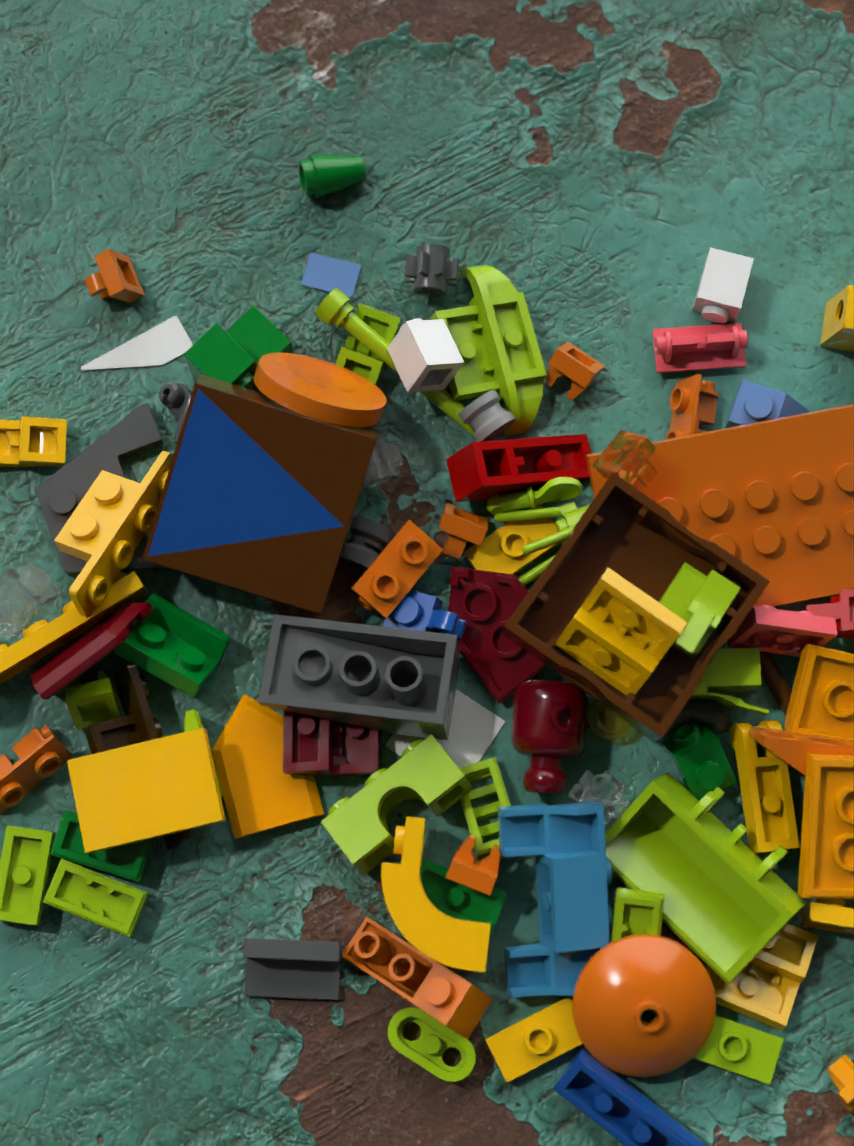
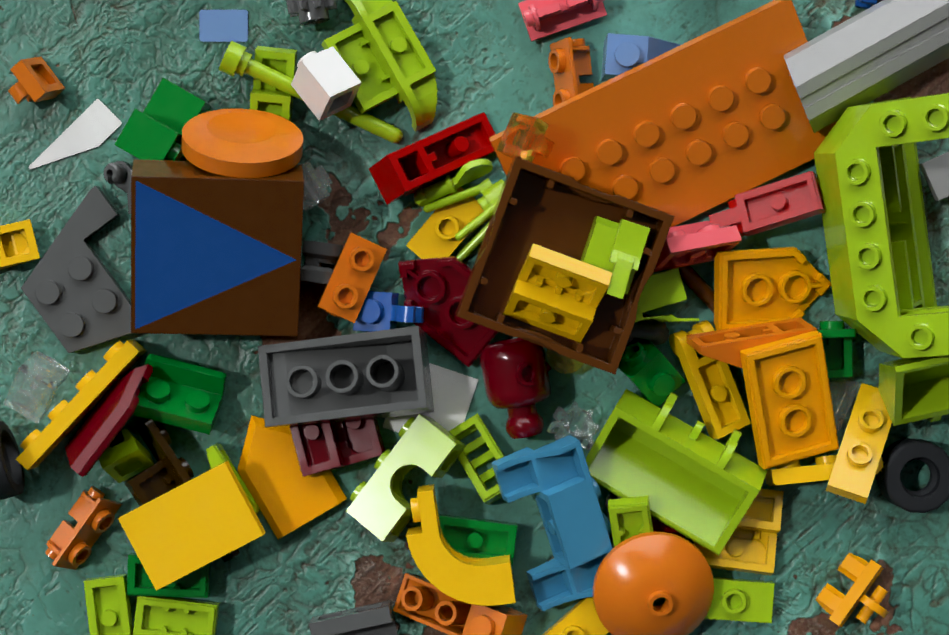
camera: 20 degrees left, 10 degrees up
(109, 528) = (94, 311): yellow bracket -> none
(462, 527) = (398, 225): orange tile -> none
(472, 871) = (484, 518): orange tile -> none
(487, 417) = (394, 124): light grey wheel -> none
(576, 365) = (459, 55): orange tile -> none

